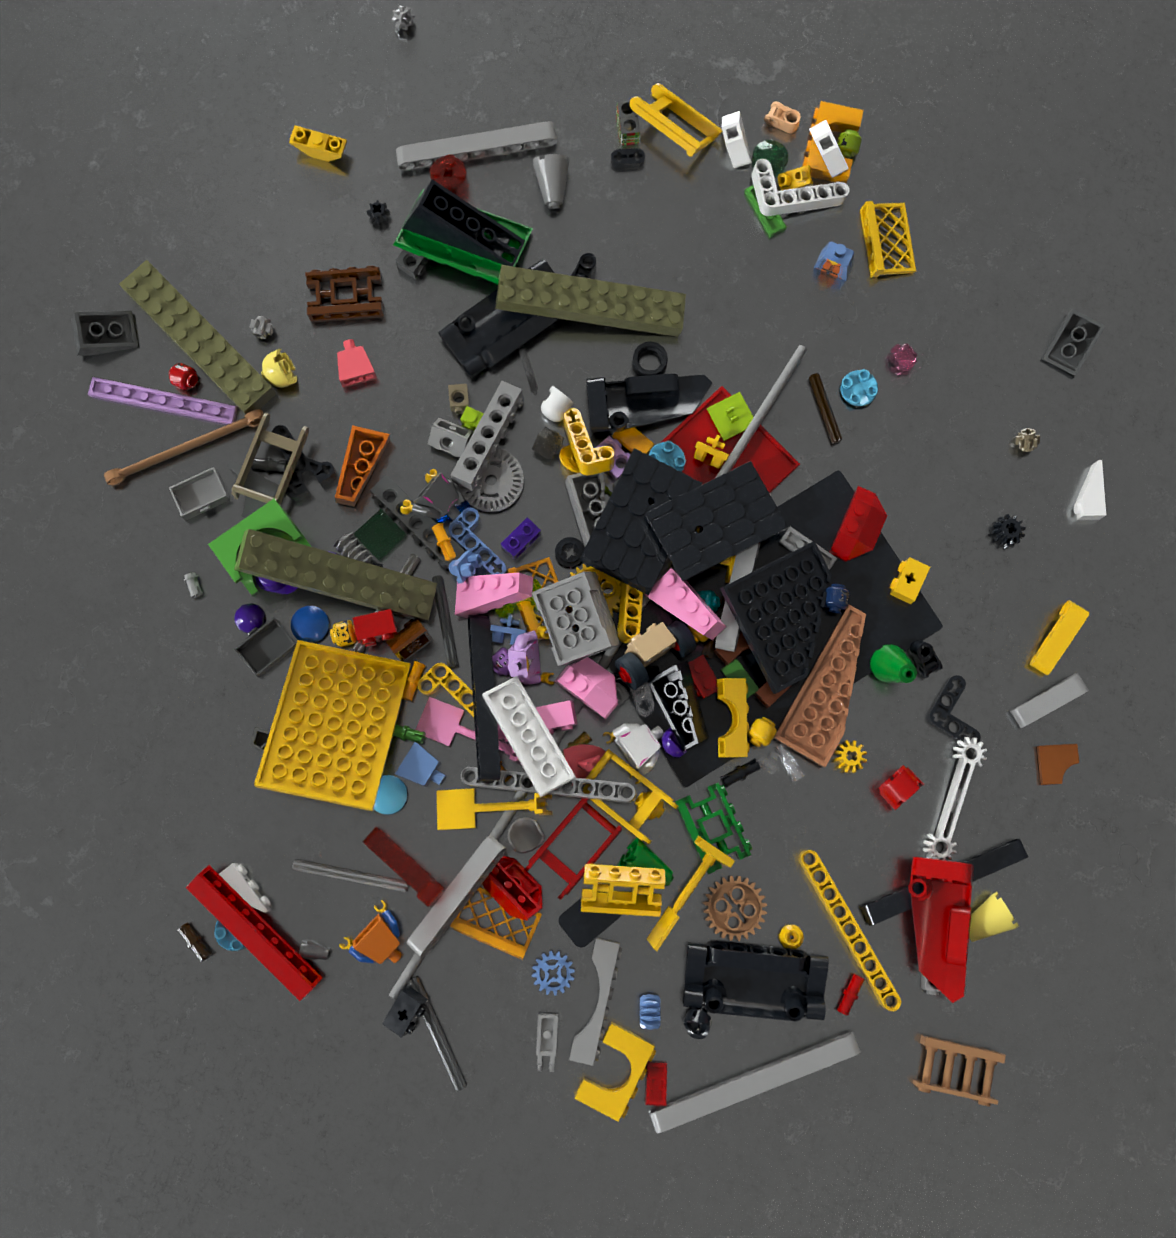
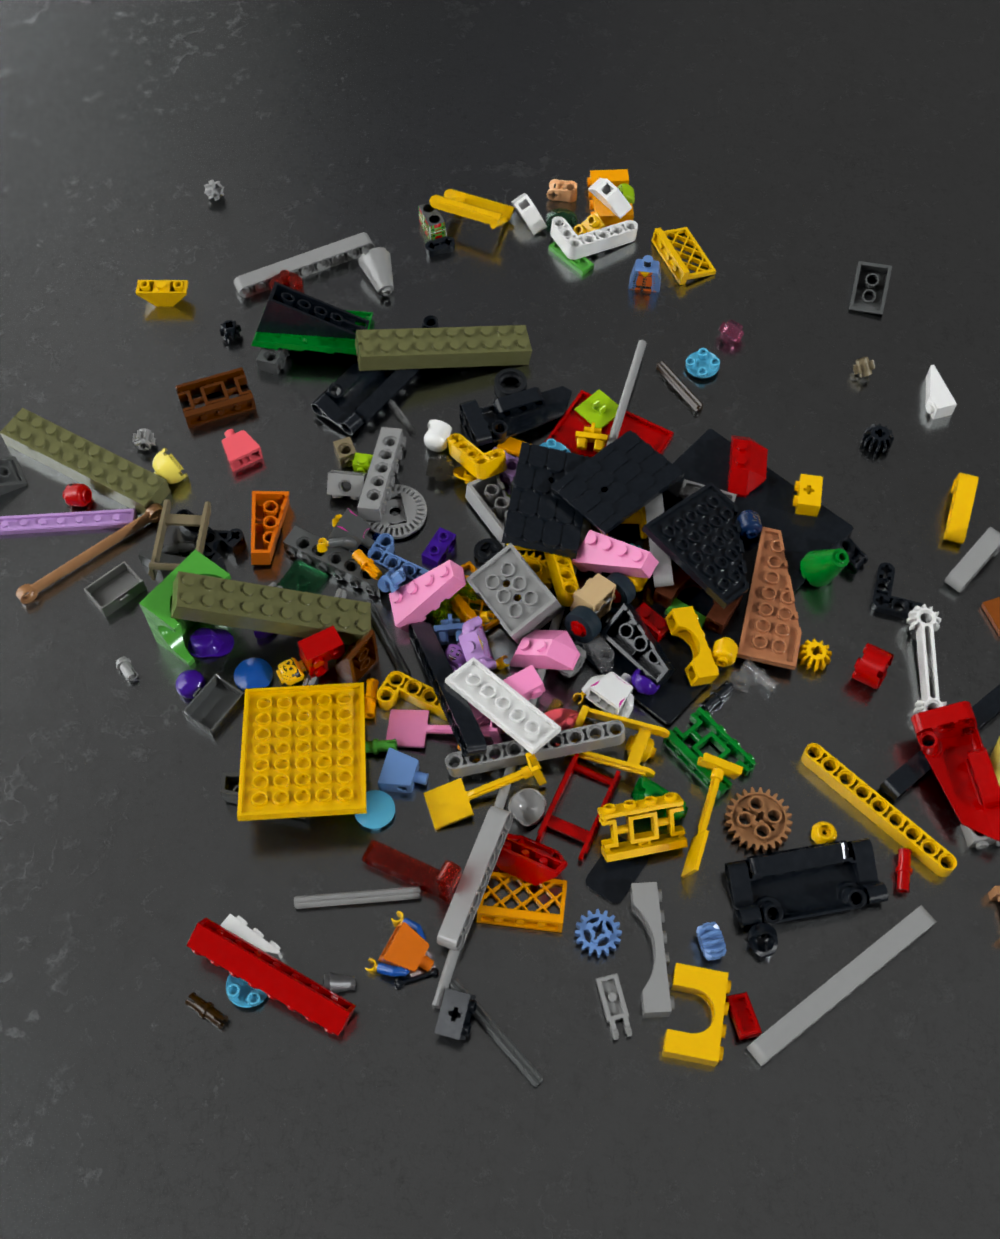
camera: 15 degrees left, 20 degrees down
(399, 964) = (399, 982): none -> black hinge

